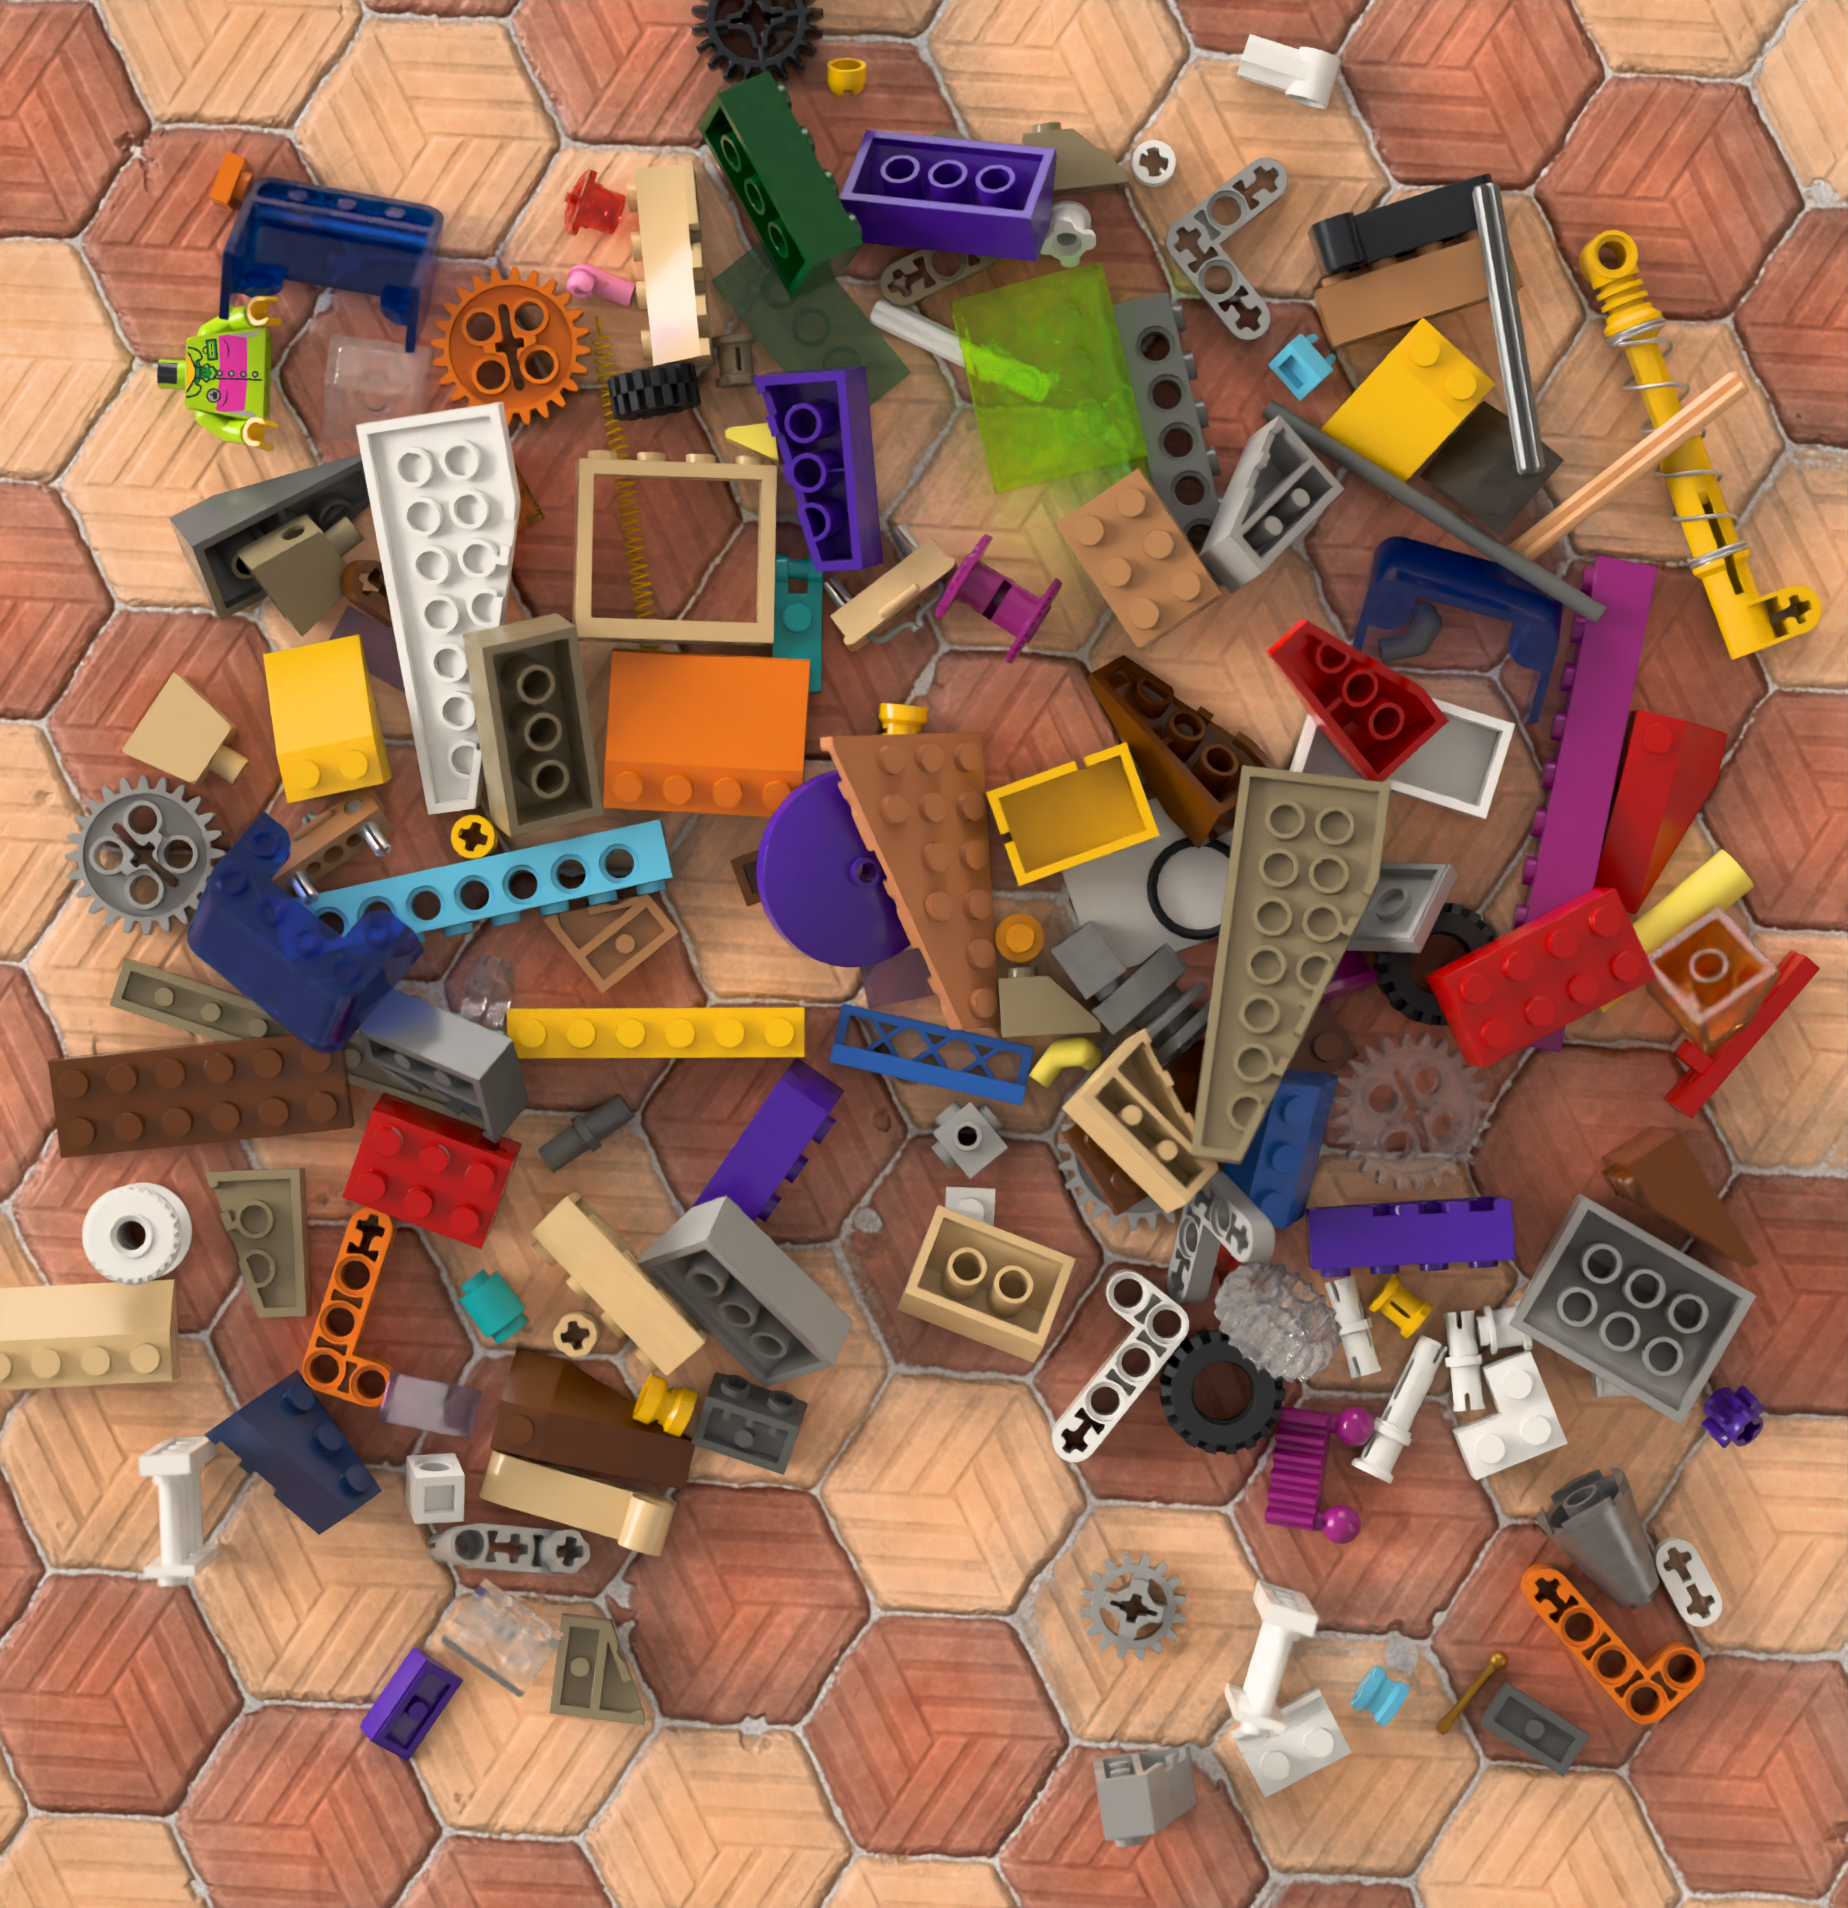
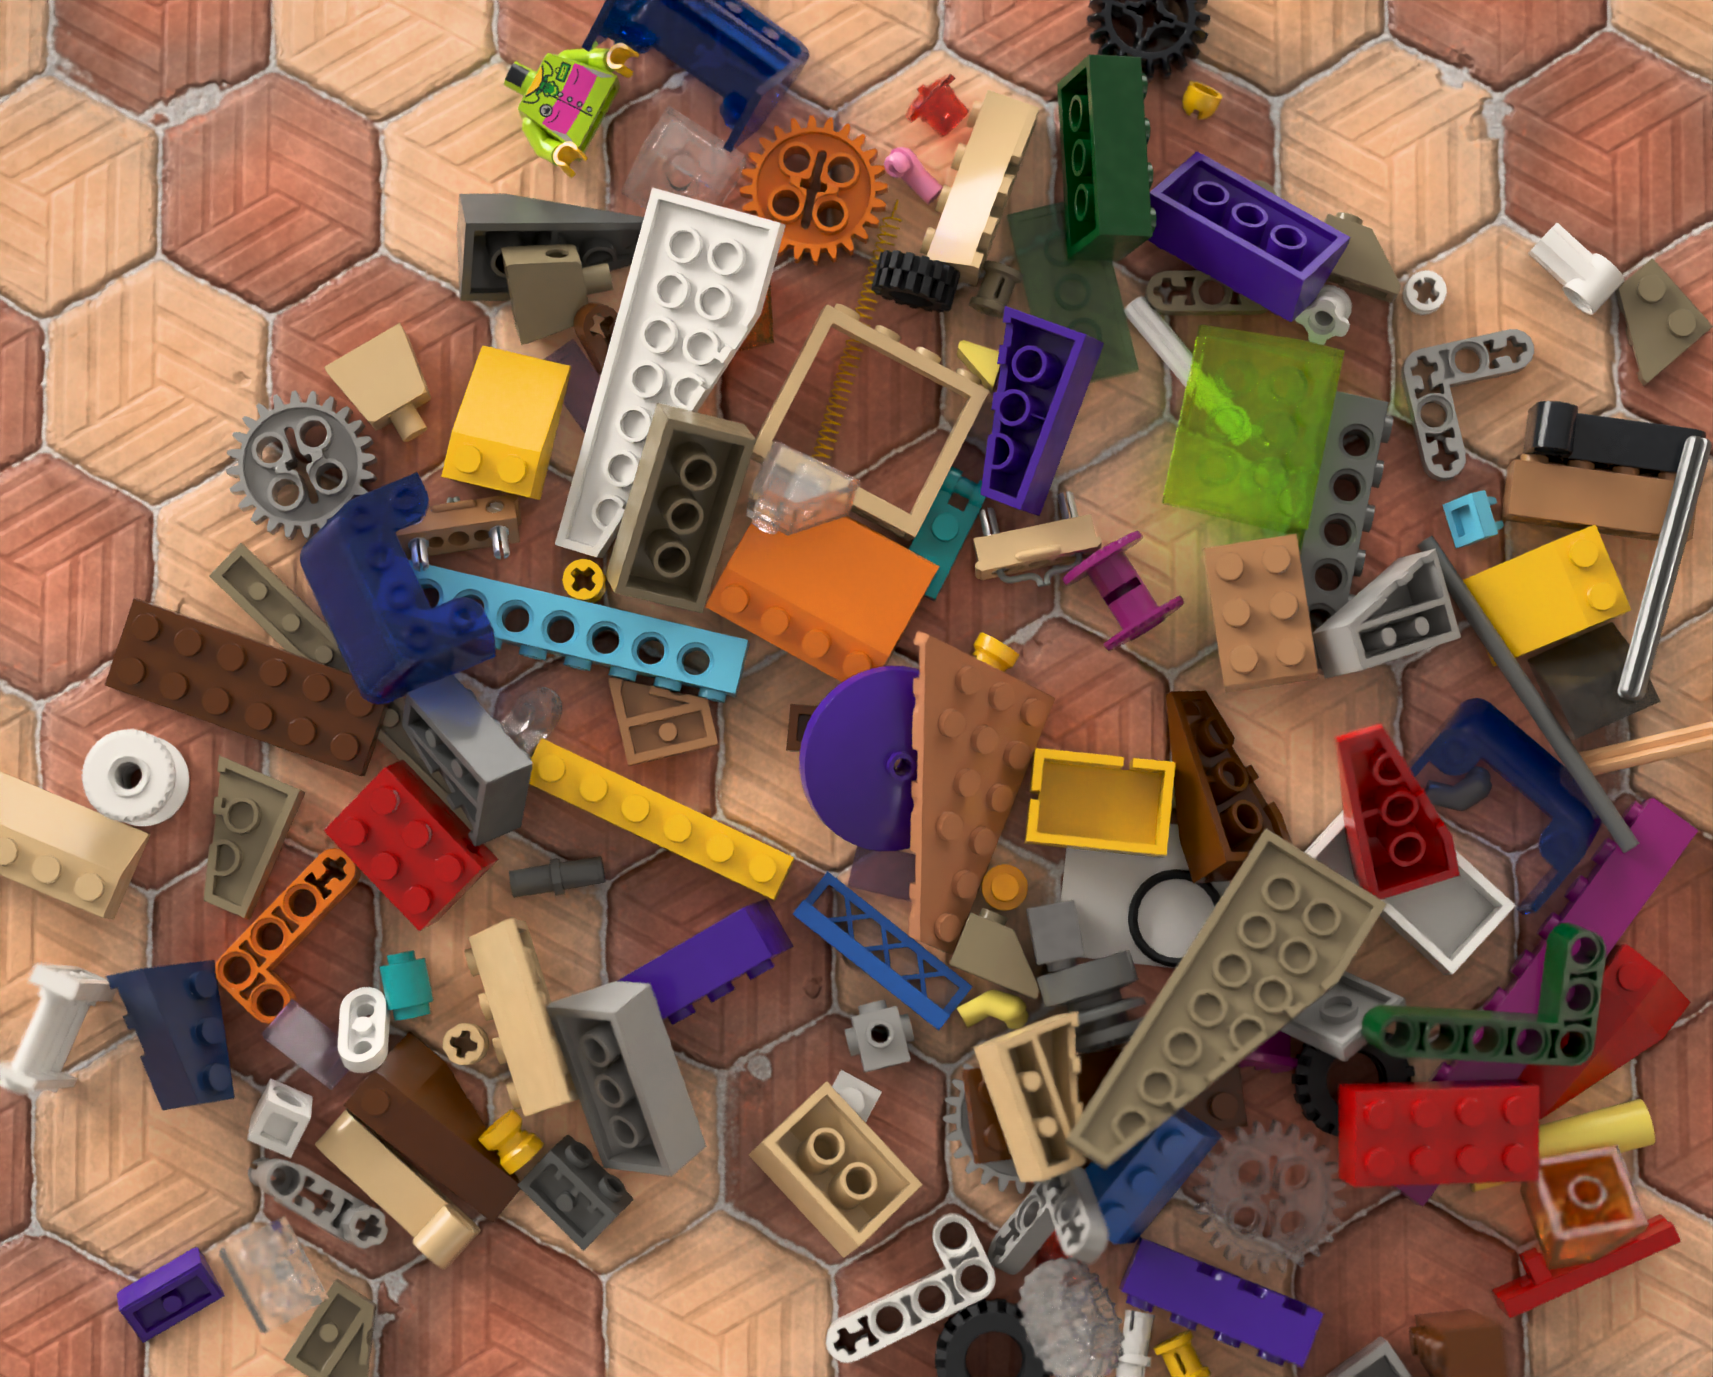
camera: 25 degrees right, 5 degrees down
(474, 1371) = (363, 1039): none -> white plate
(640, 658) = (798, 493): none -> clear slope
(1392, 82) = (1658, 319): none -> dark tan wing
(1556, 847) = (1502, 1028): none -> dark green beam

